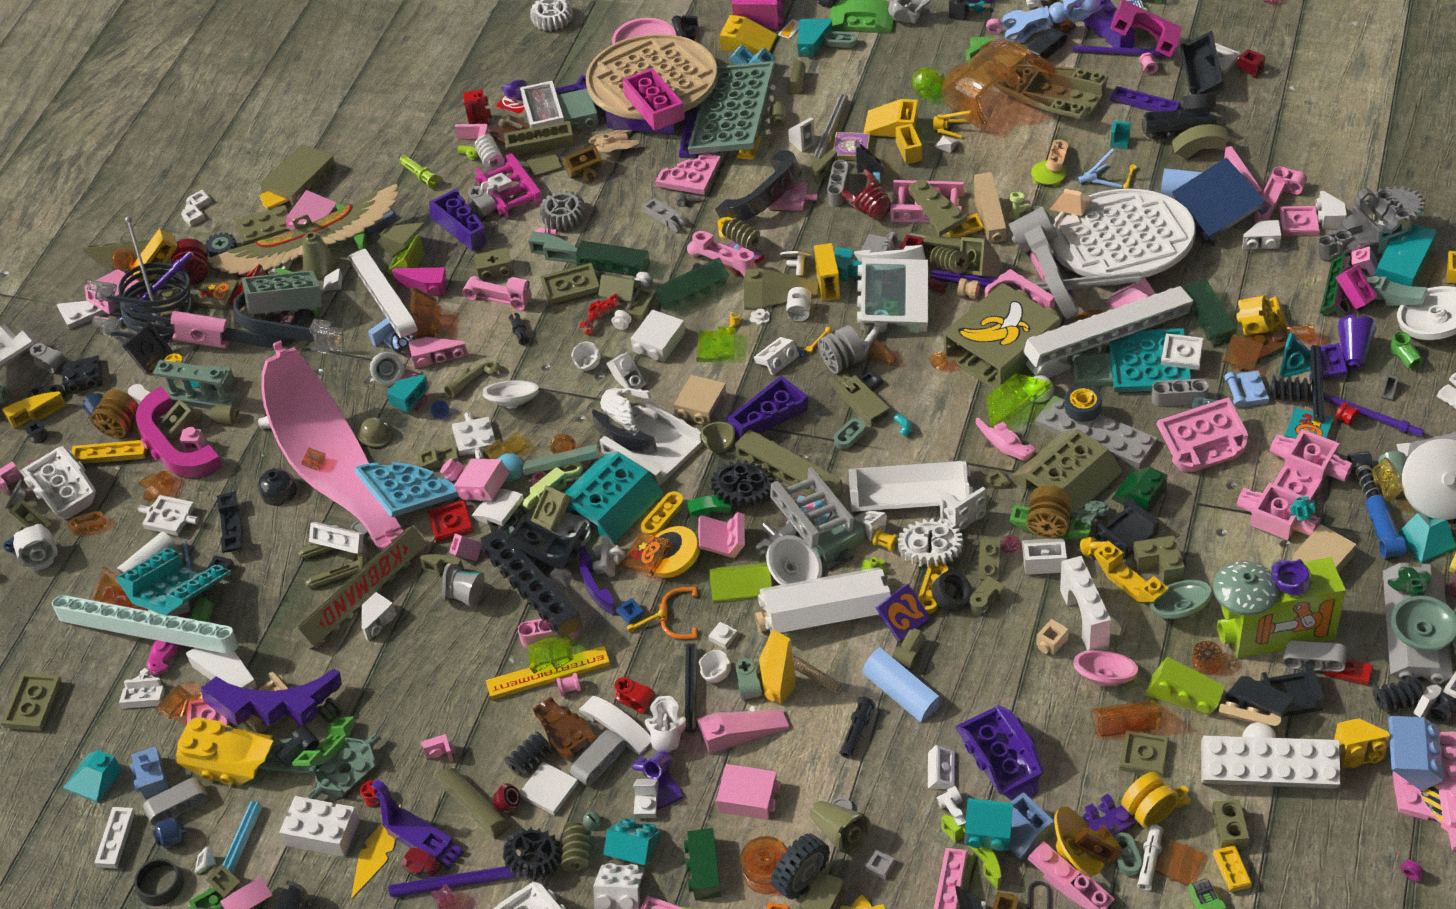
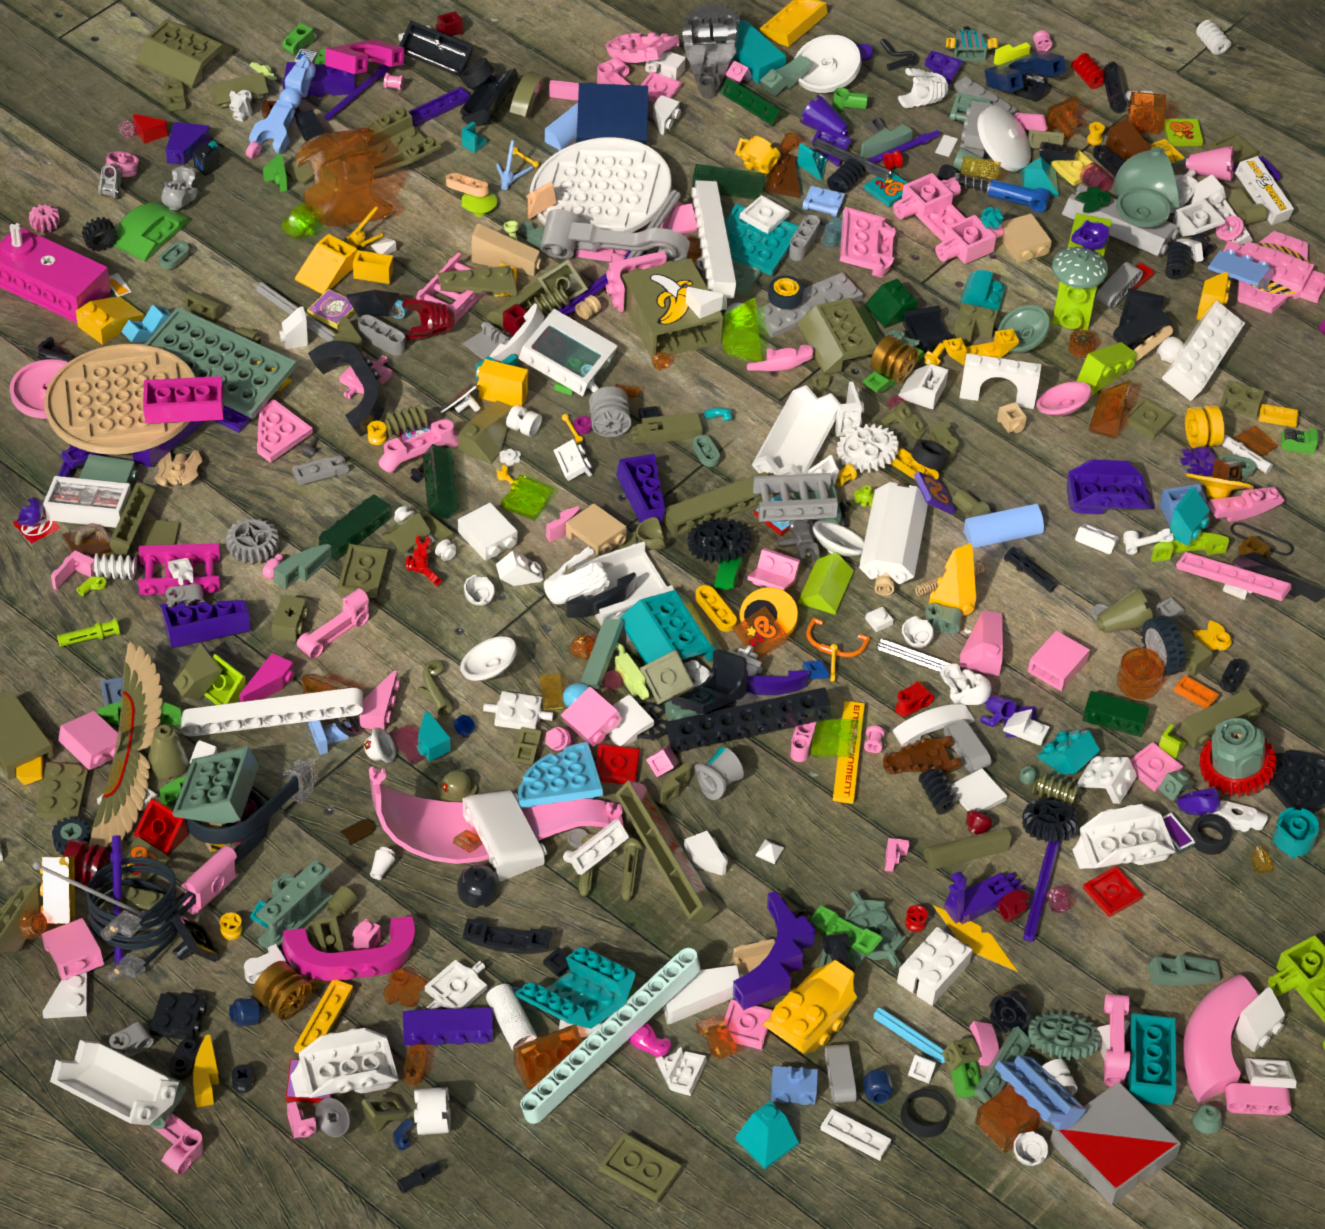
camera: 75 degrees left, 0 degrees up
(125, 522) = (447, 1026): none -> dark purple brick
(322, 471) = (504, 832): none -> white windscreen
(405, 661) = (769, 851): none -> white slope
(476, 107) = (40, 550): red hinge -> none
(519, 329) = (395, 630): black pin -> none
(583, 162) = (198, 499): pearl gold brick -> none
(685, 372) = (558, 527): none -> bright pink slope
(812, 35) = (151, 272): teal slope -> none
(999, 345) = (703, 301): none -> white slope
(1215, 551) = (983, 290): none -> teal brick
(1242, 353) = (788, 183): clear orange piece -> none
(1332, 180) = (639, 48): none -> bright pink slope
(1356, 287) = (771, 89): dark pink piece -> none
(1369, 397) = (885, 141): none -> sand green slope

